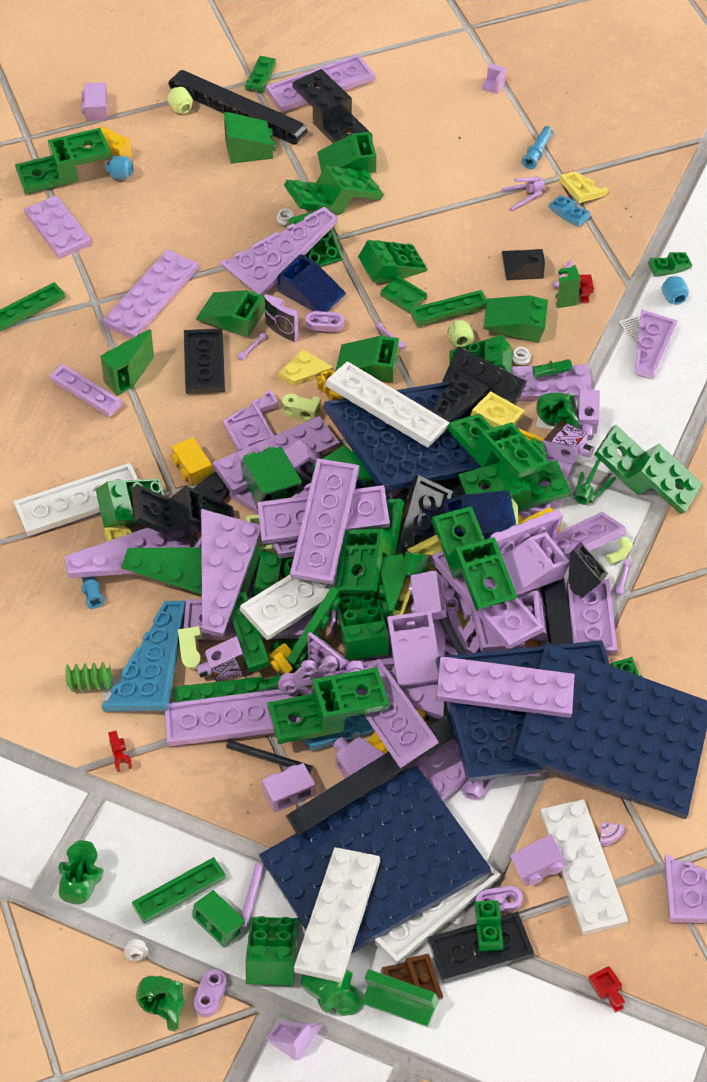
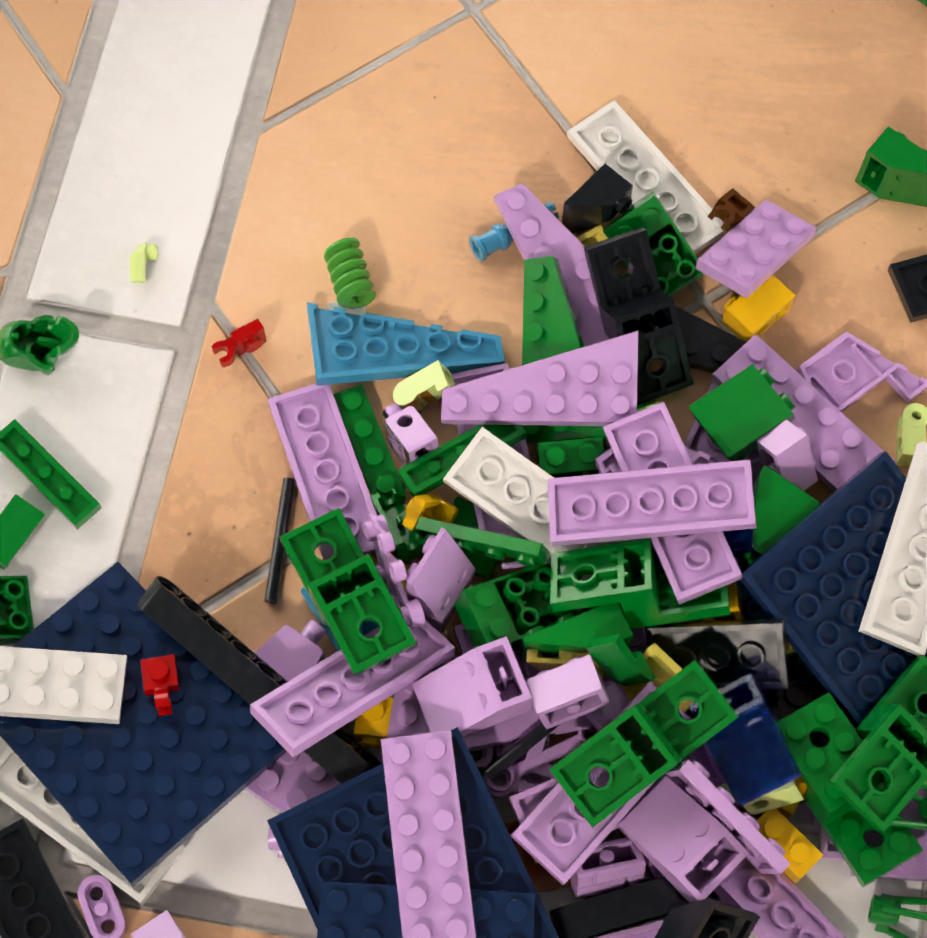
camera: 75 degrees right, 15 degrees up
(25, 802) = (139, 259): none -> yellowish green arm
(85, 390) = (843, 136): lavender plate -> none
(90, 519) = (597, 200): none -> black slope
(118, 457) = (731, 209): none -> reddish brown plate
(152, 449) = (756, 248): none -> lavender plate
(251, 895) = (56, 568): lavender bar -> none
(288, 787) = (229, 575): lavender brick -> none
(356, 829) = (160, 679): none -> red plate
(488, 925) = (48, 900): green slope -> none

